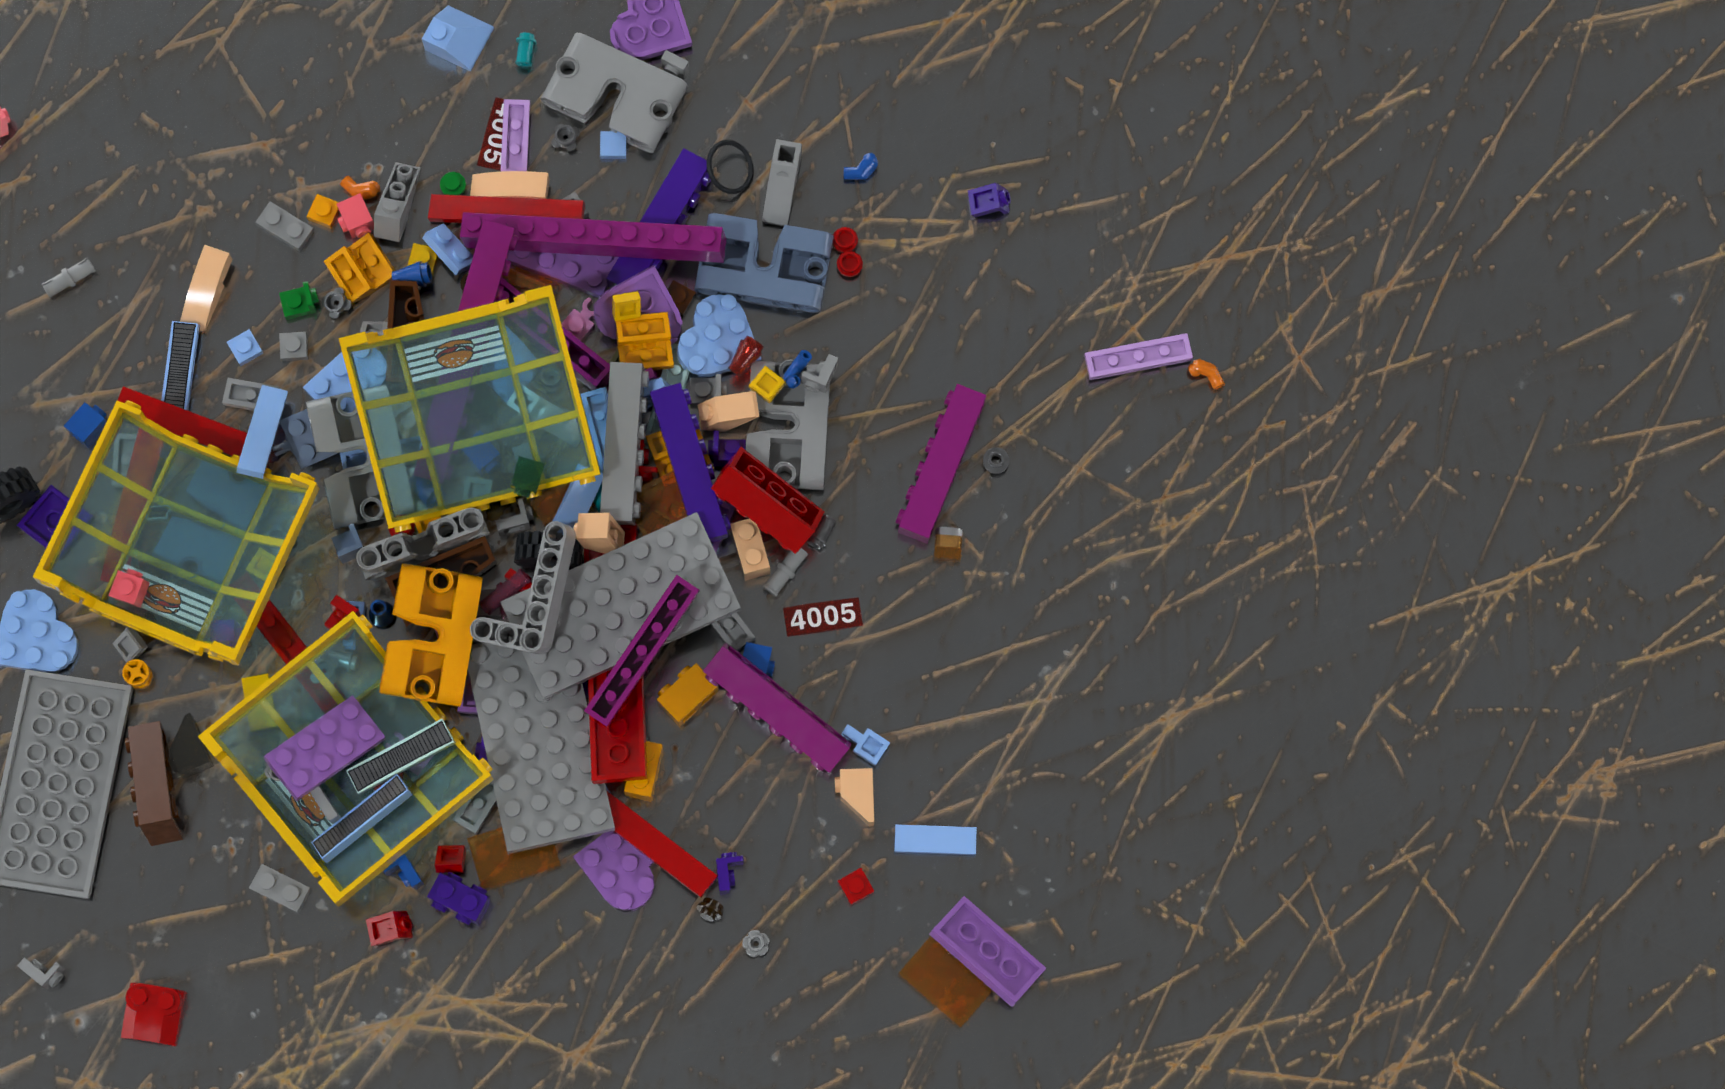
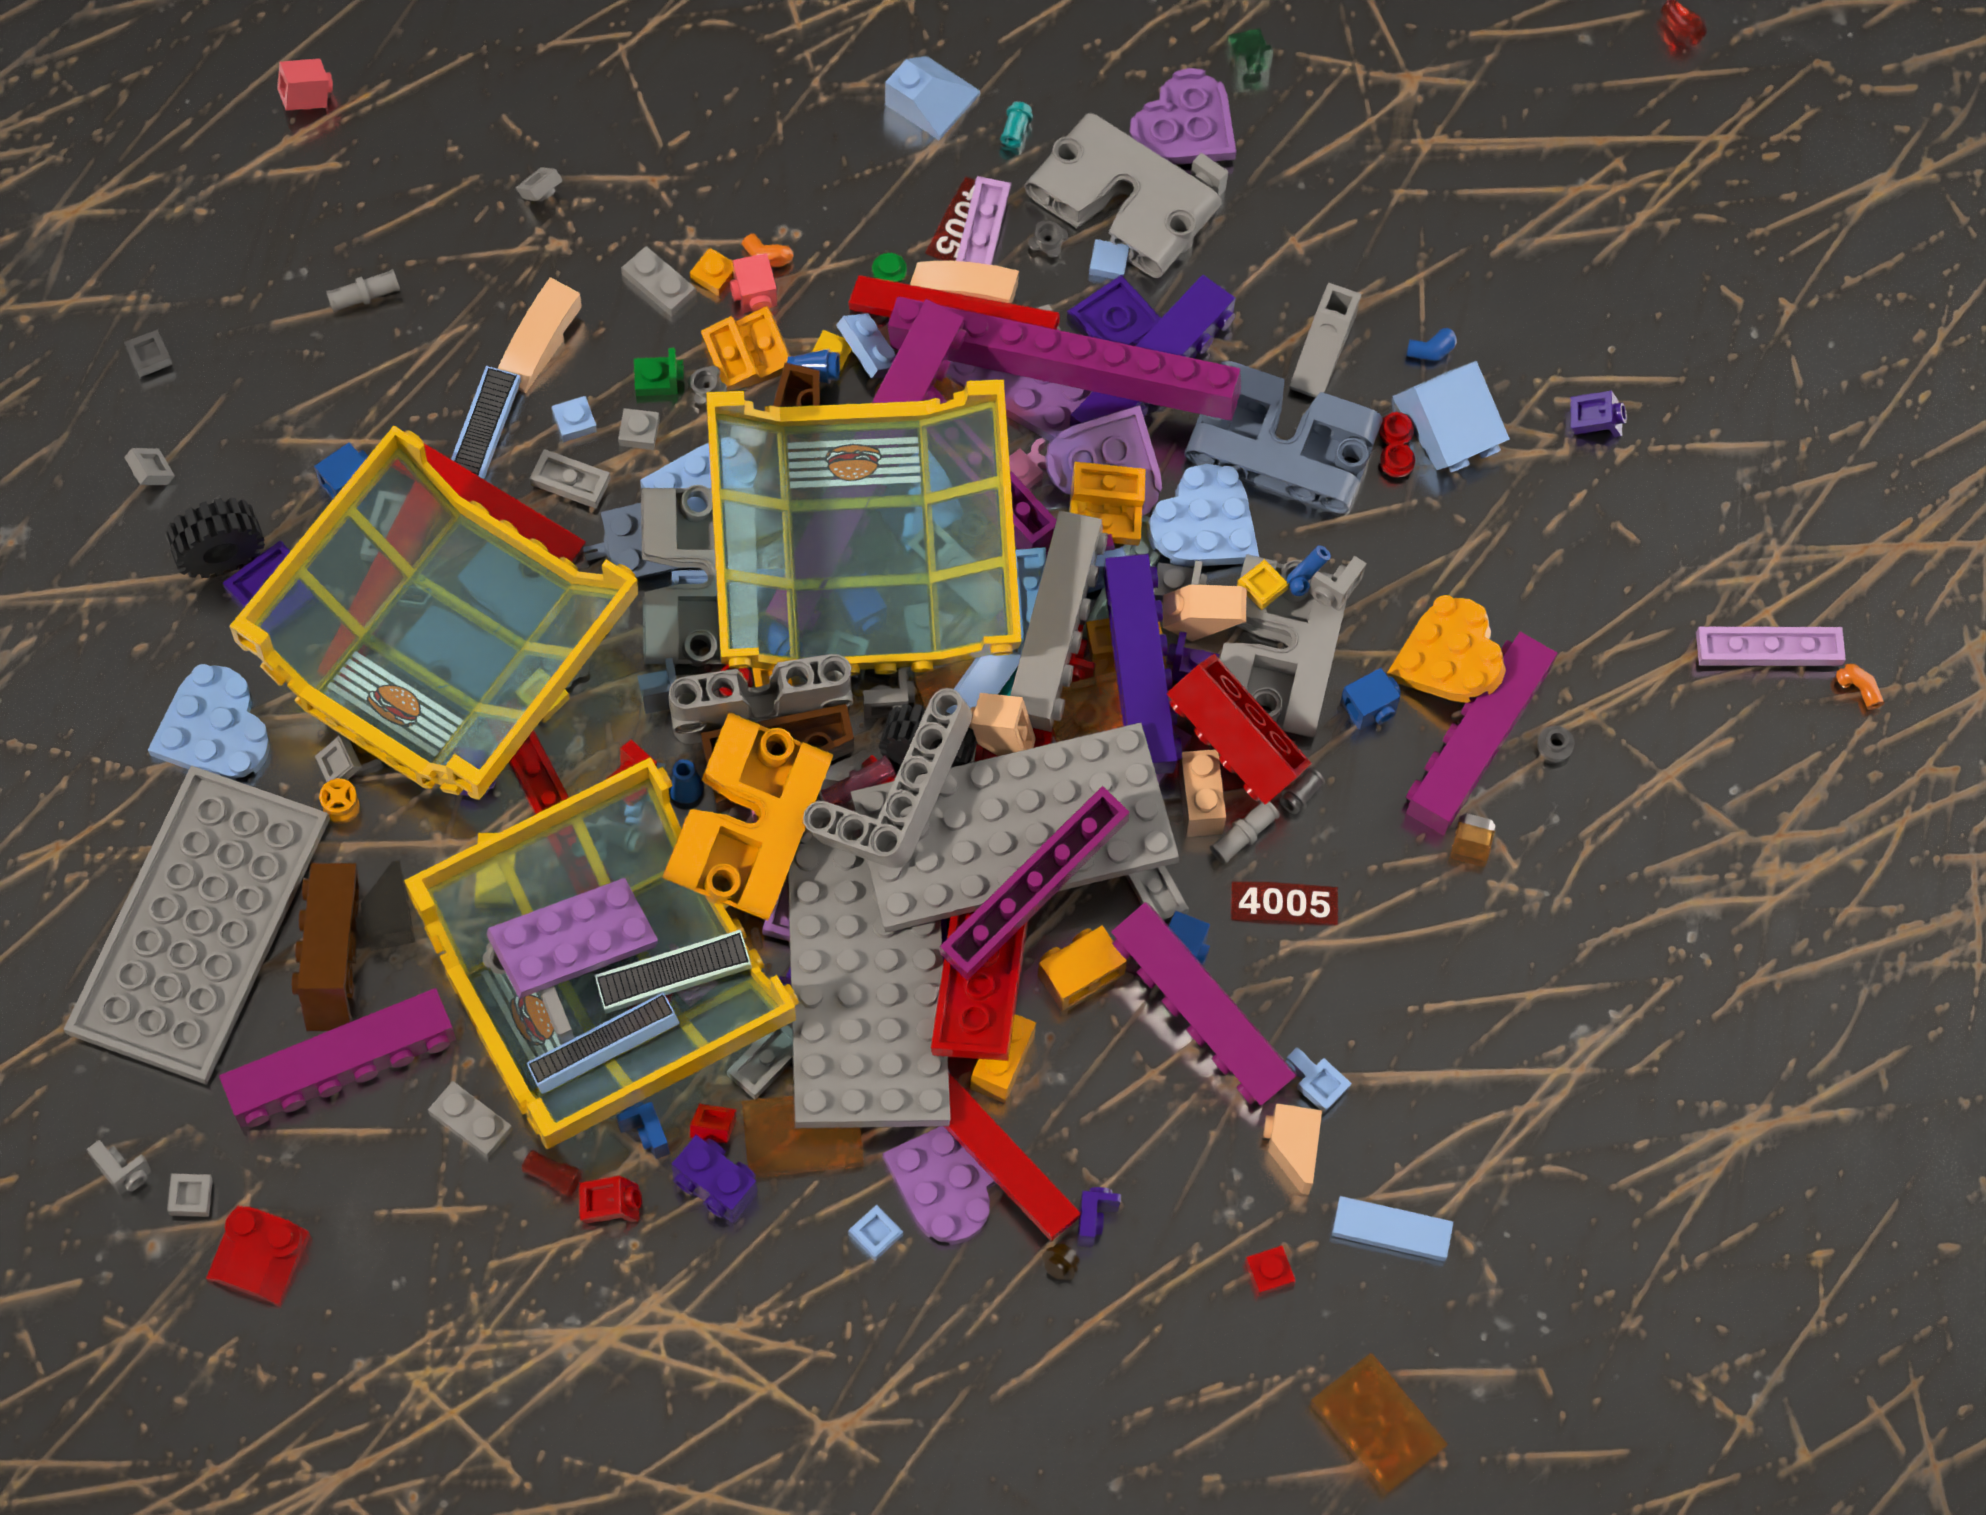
camera: 10 degrees right, 10 degrees down
(96, 981) = (190, 1195): none -> light grey plate
(129, 587) = (354, 678): coral brick -> none
(177, 864) = (338, 1058): none -> magenta brick
(181, 167) = (539, 185): none -> light grey plate
(262, 431) = (575, 518): light blue tile -> none
(351, 917) = (560, 1176): none -> clear red pin
(396, 202) = (810, 277): light grey slope -> none
(527, 477) = (918, 637): clear green bracket -> none
(578, 913) = (875, 1232): none -> light blue tile
(625, 191) = (1114, 314): none -> dark purple tile
(626, 306) = (1093, 447): yellow plate -> none
(681, 296) = (1168, 459): reddish brown plate -> none
(746, 354) = (1242, 541): clear red cone -> none
(749, 161) = (1233, 310): black tyre -> none
(753, 936) = (1112, 1330): light grey plate -> none
(860, 453) = (1371, 699): none -> blue brick
(884, 224) = (1454, 417): none -> light blue slope
(910, 407) = (1451, 652): none -> light orange plate
(987, 951) = (1443, 1393): medium lavender plate -> none

